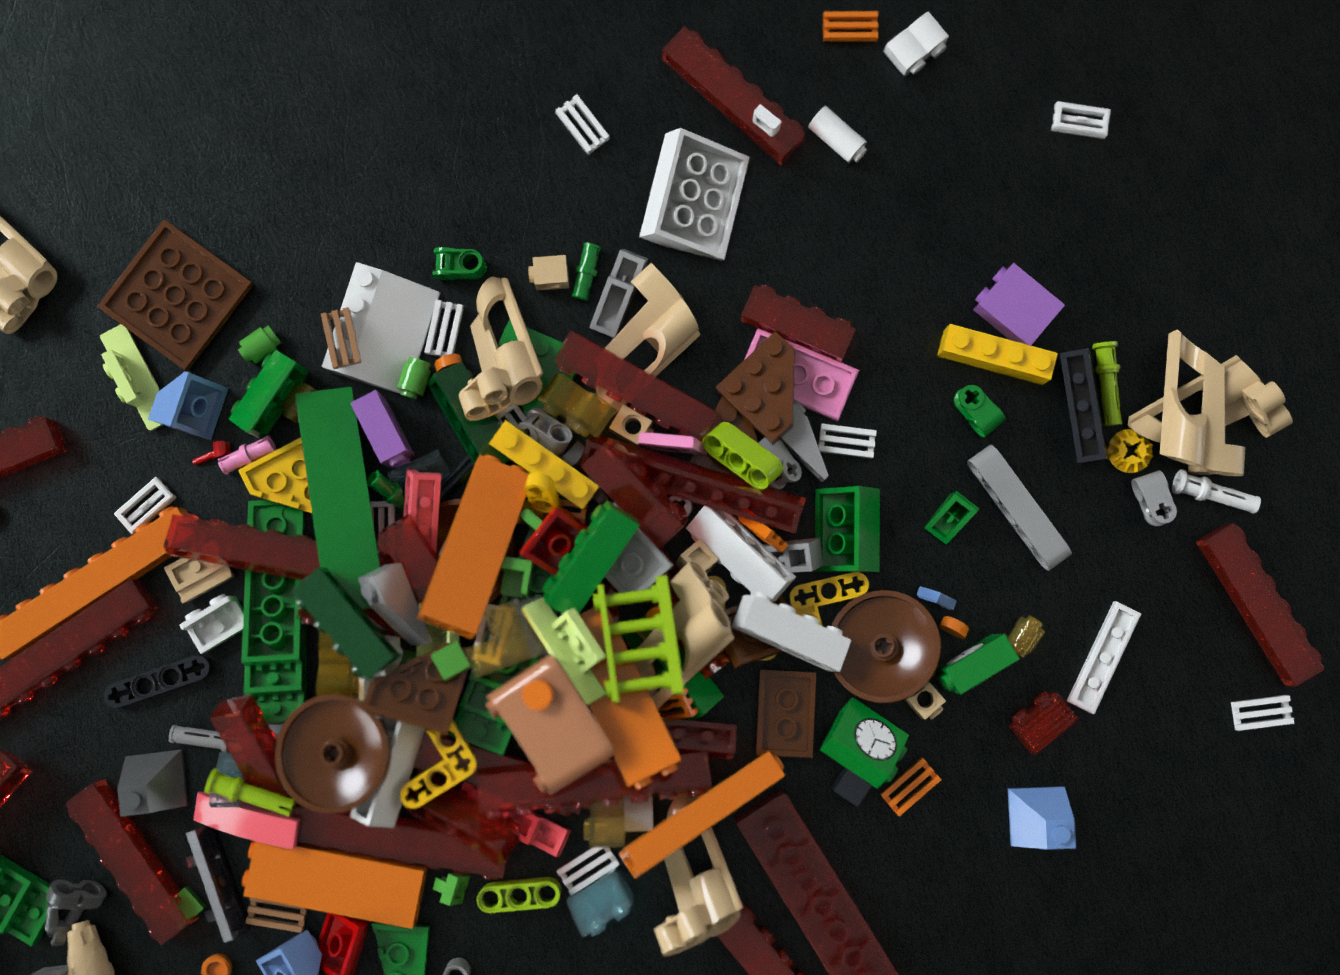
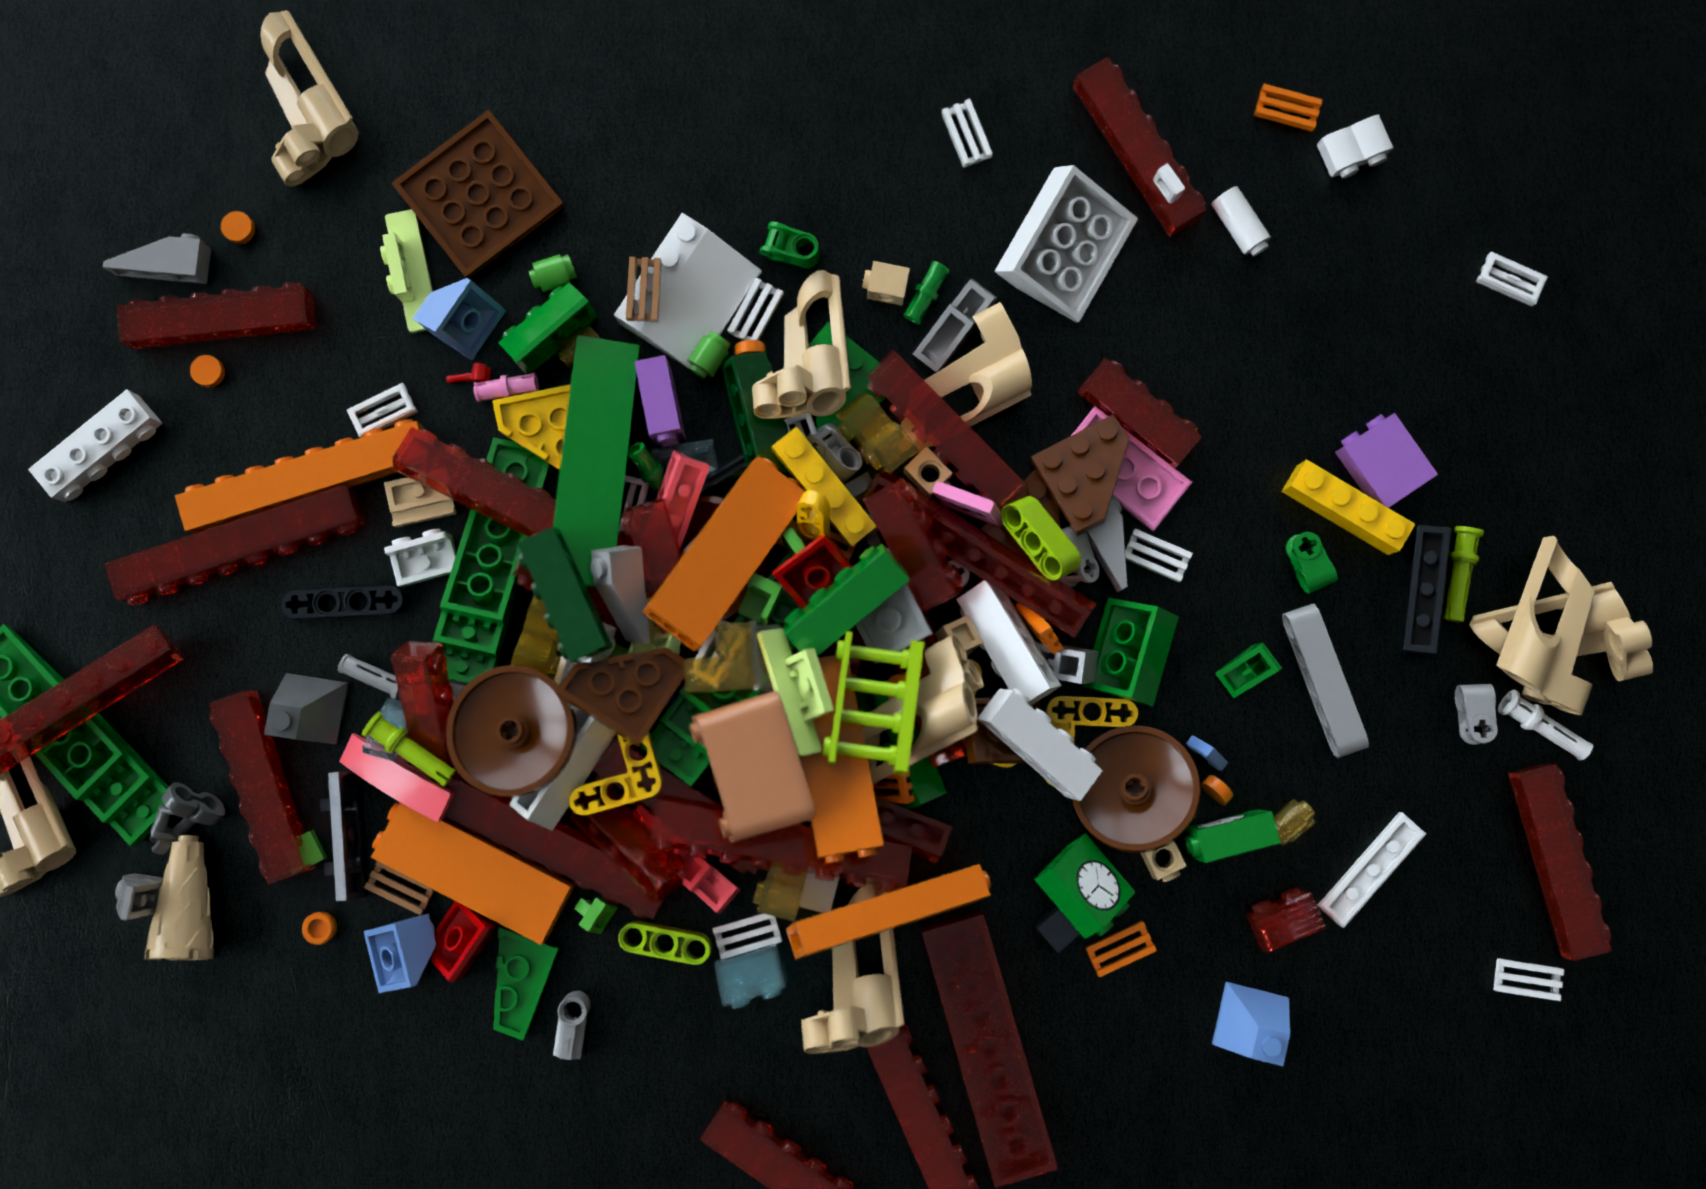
camera: 15 degrees right, 0 degrees up
(450, 661) = (665, 668): bright green tile -> none
(538, 694) = (750, 729): orange tile -> none
(786, 713) = (1008, 830): reddish brown plate -> none
(1117, 451) = (1450, 649): yellow gear -> none

